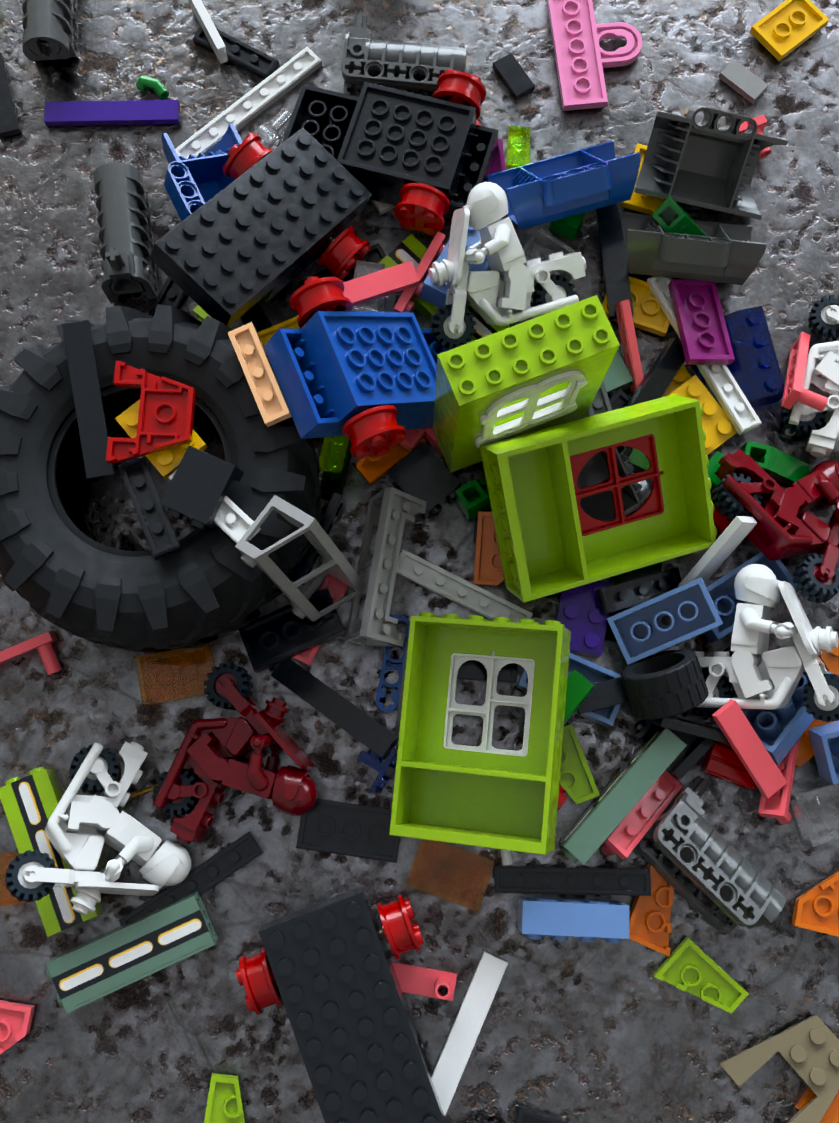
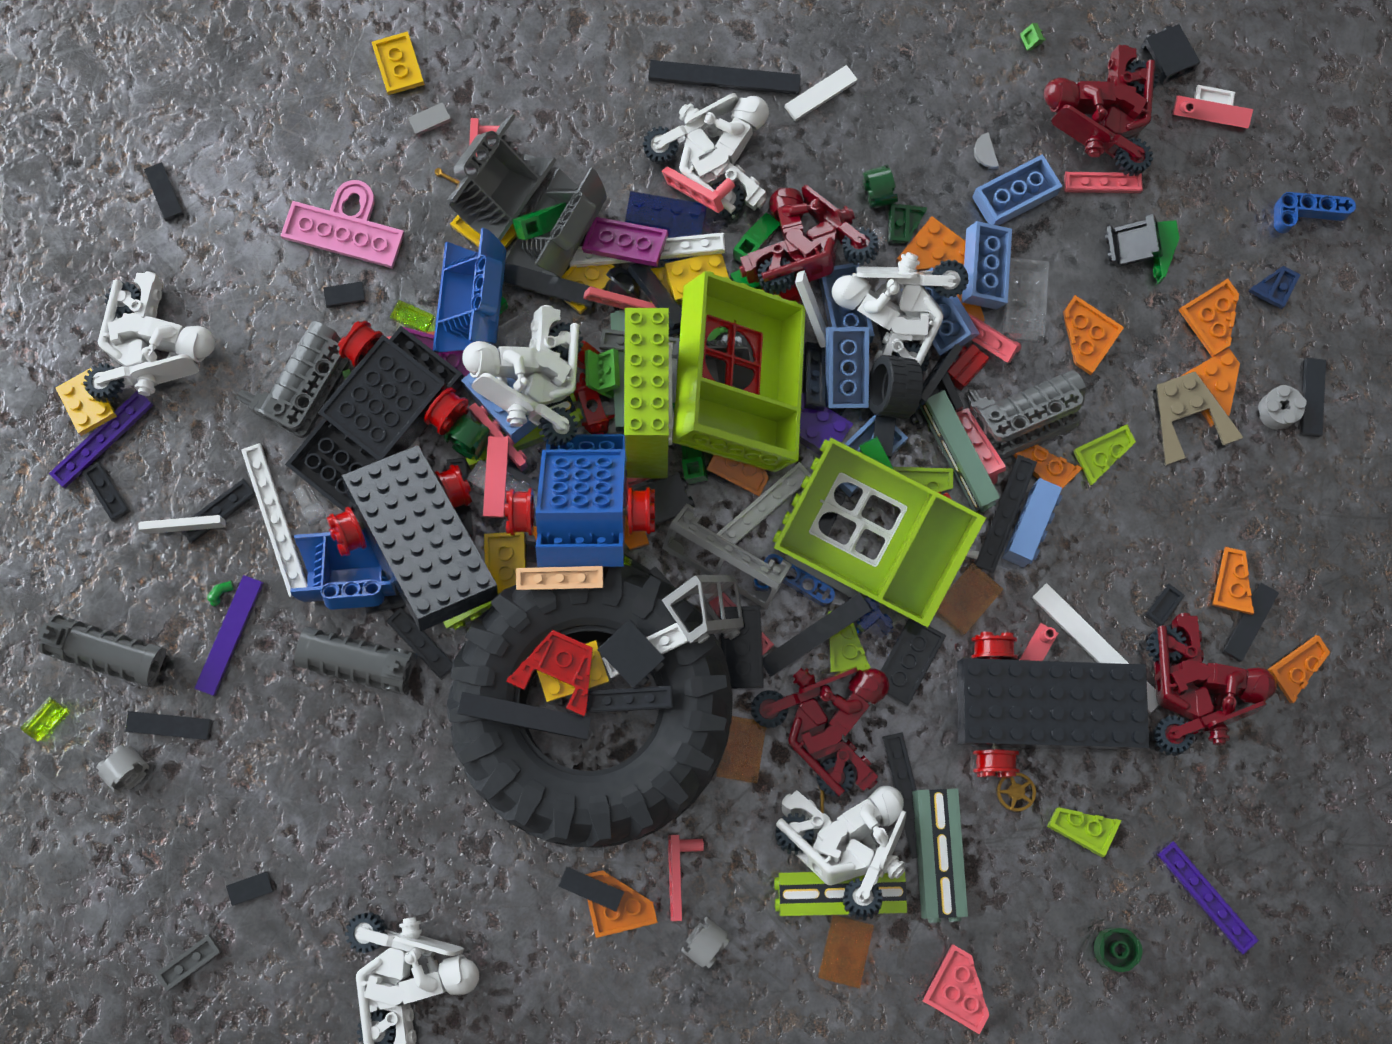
camera: 70 degrees left, 0 degrees up
(240, 1020) = (1016, 792): none -> pearl gold wheel
(332, 752) = (846, 651): none -> lime wing
(405, 242) = (468, 437): none -> dark green brick
(651, 340) = (622, 283): none -> black helmet
(749, 748) = (962, 348): coral tile -> none

